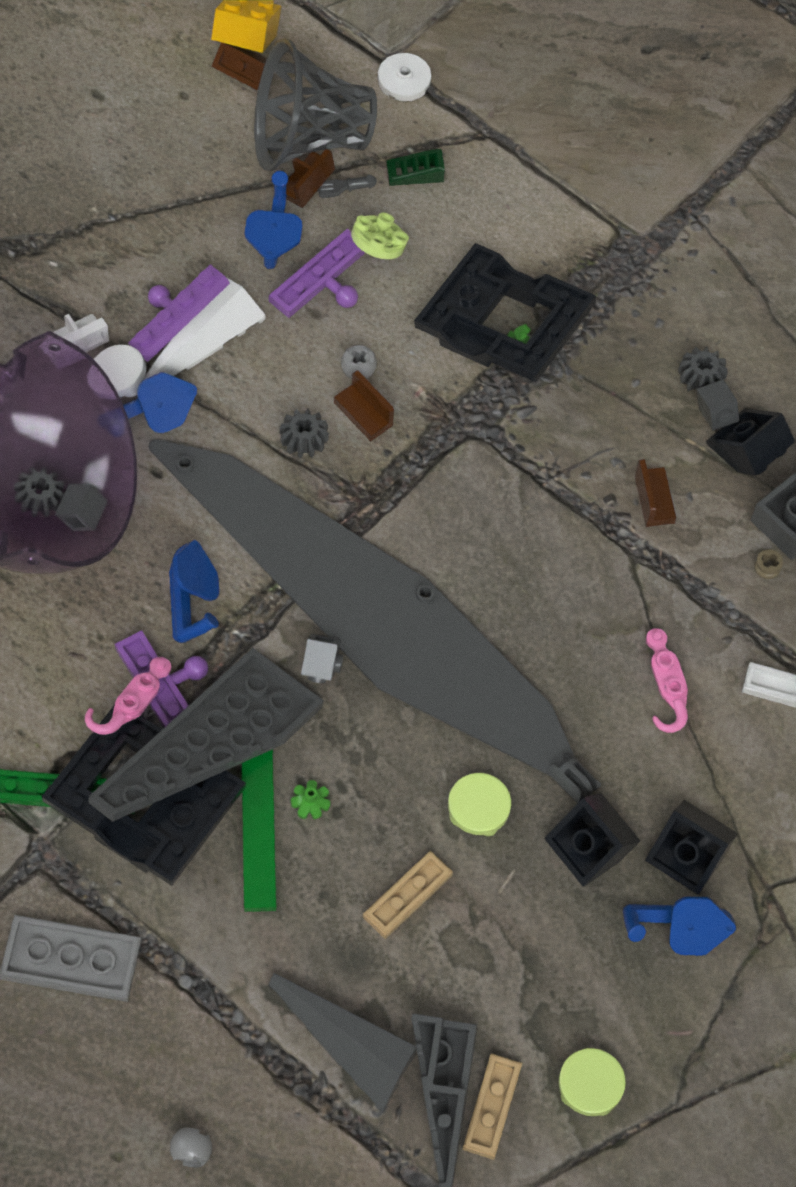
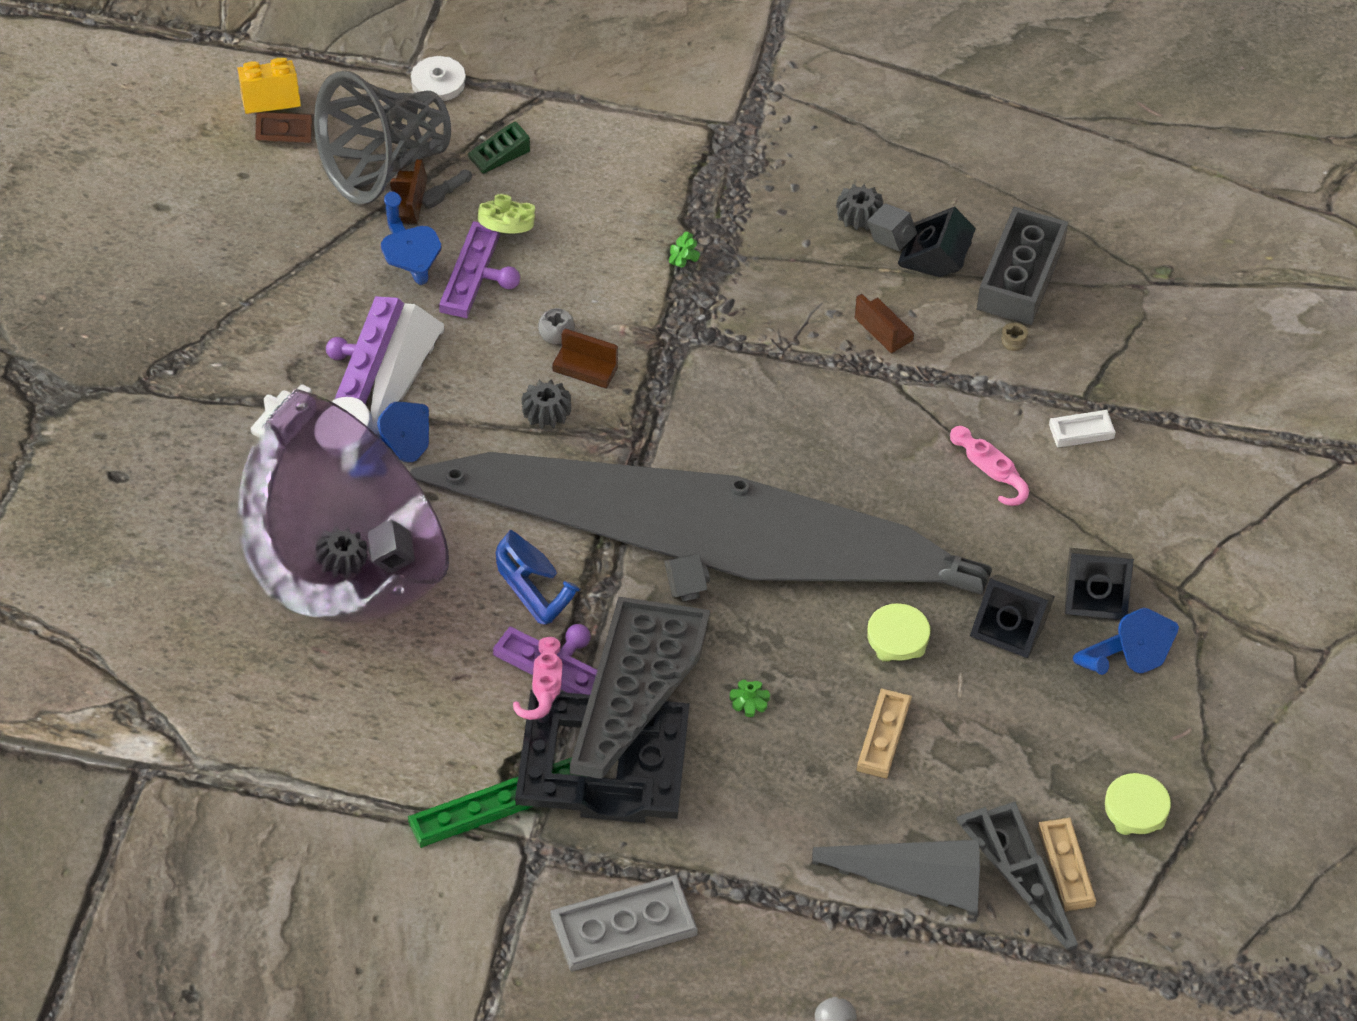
camera: 25 degrees left, 10 degrees down
(259, 834) = (725, 746): green tile -> none
(474, 291) = (622, 227): black piece -> none

